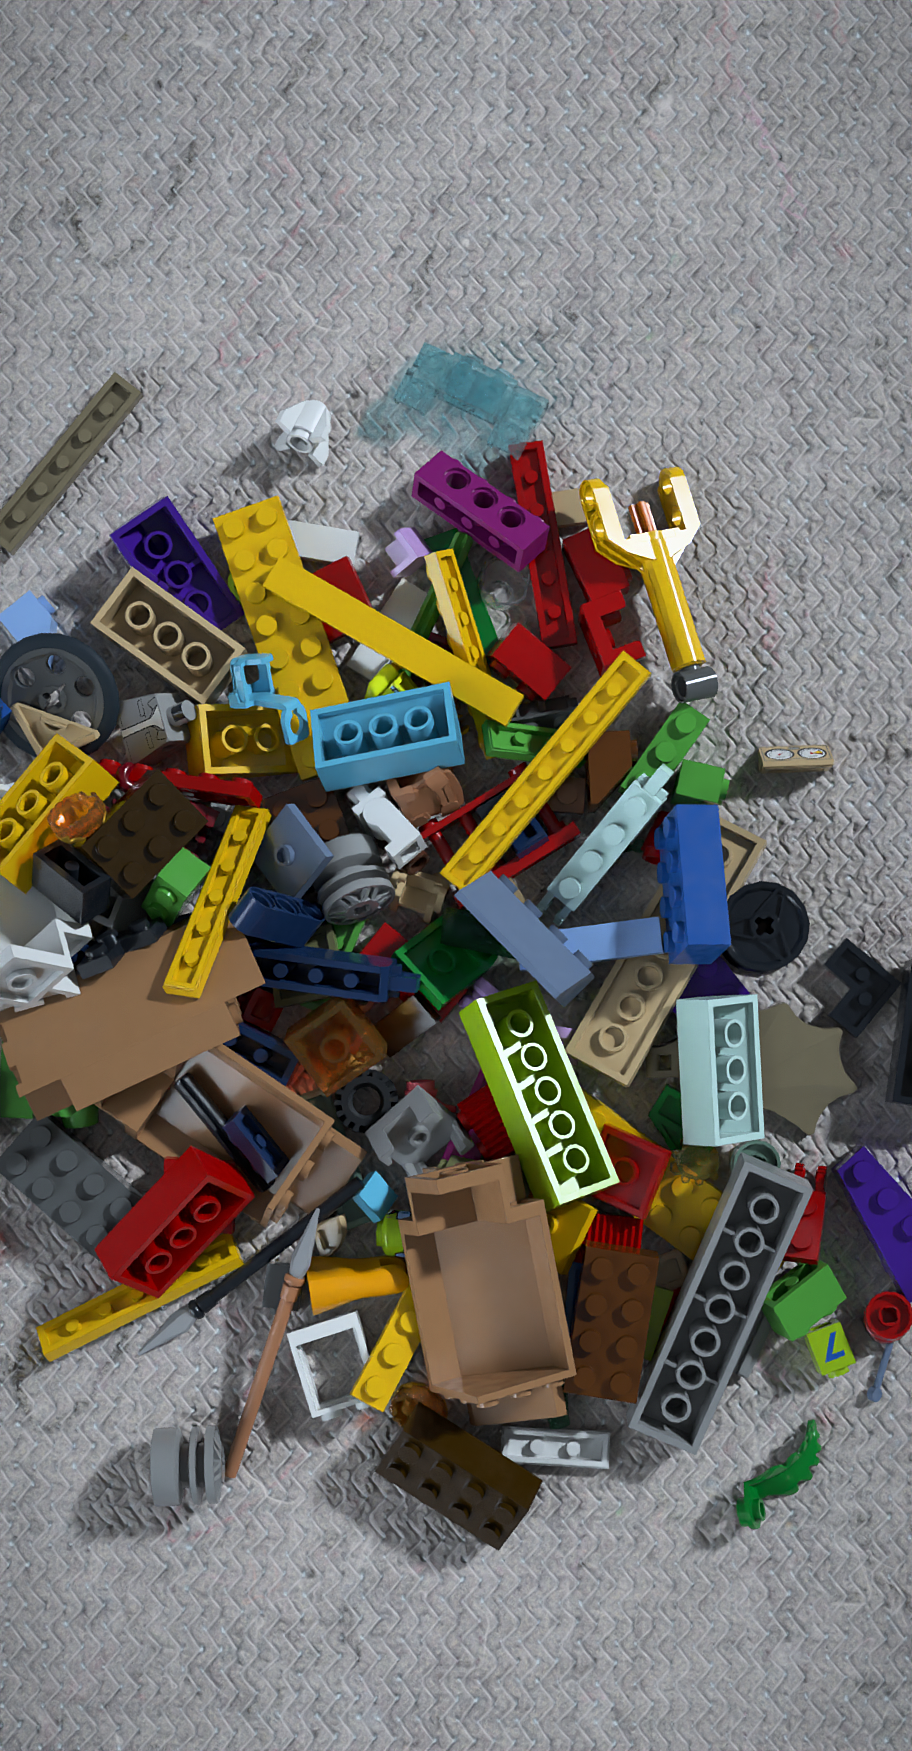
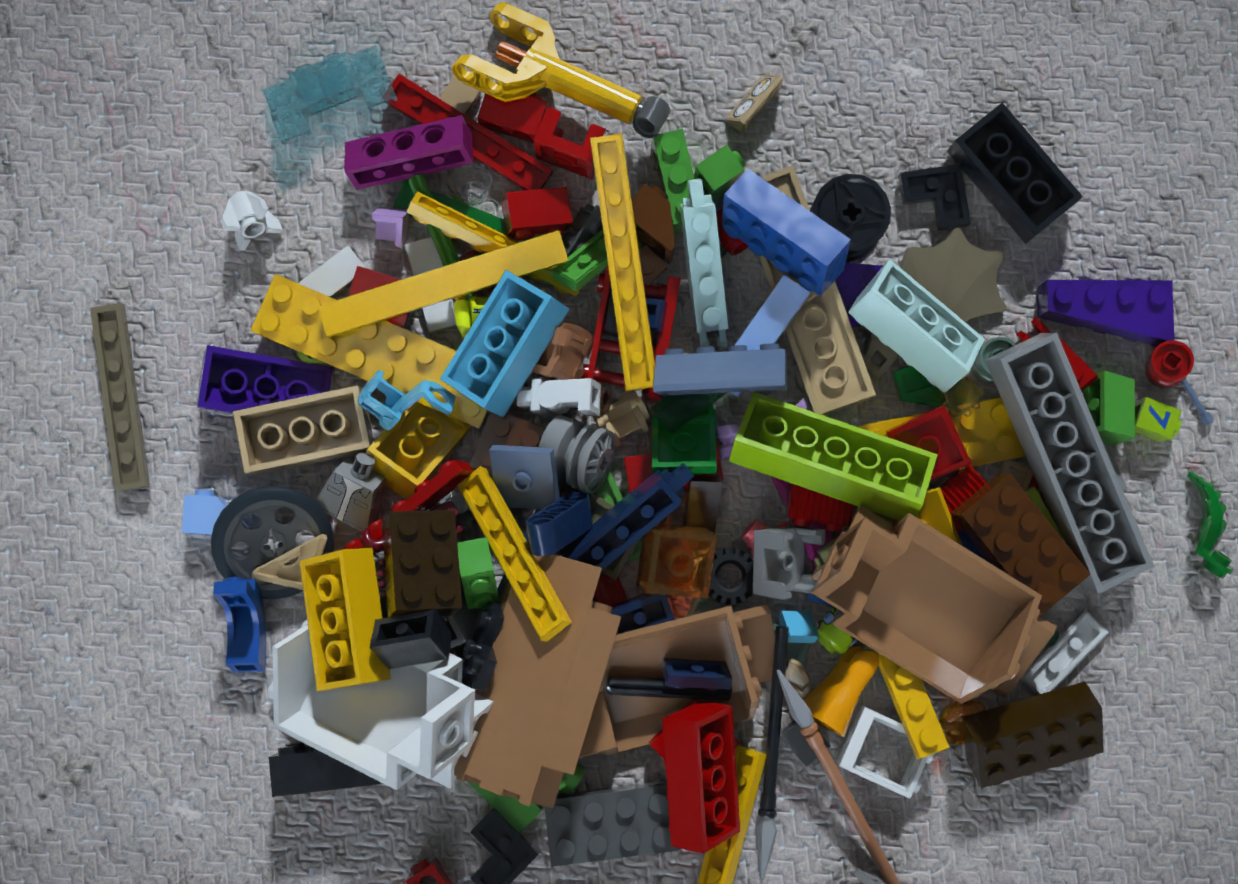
camera: 55 degrees left, 0 degrees up
(77, 817) = (372, 595): clear orange hair -> none

